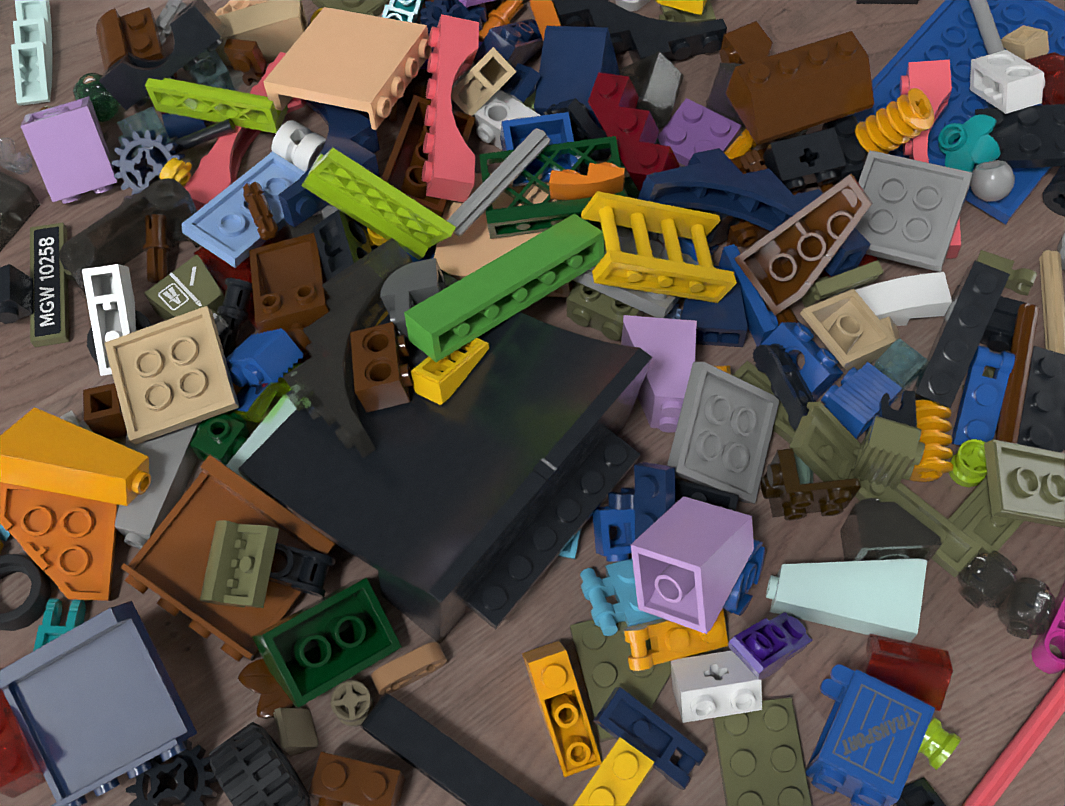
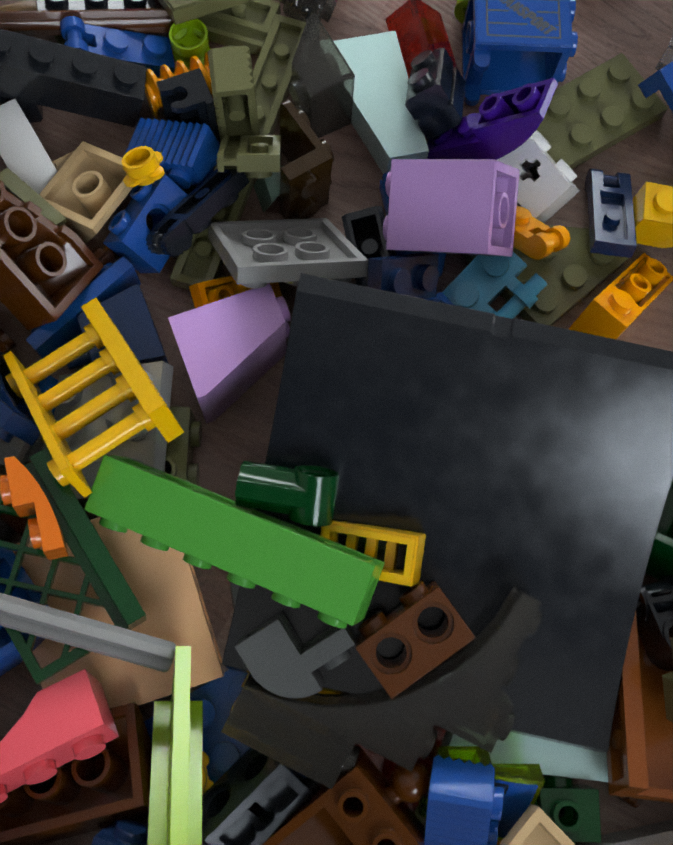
camera: 125 degrees left, 10 degrees up
(512, 330) = (302, 492): none -> dark green piece
(832, 631) = (435, 92): none -> black brick
(840, 356) = (142, 166): none -> yellow plate
(901, 364) = (111, 127): clear light blue brick -> none

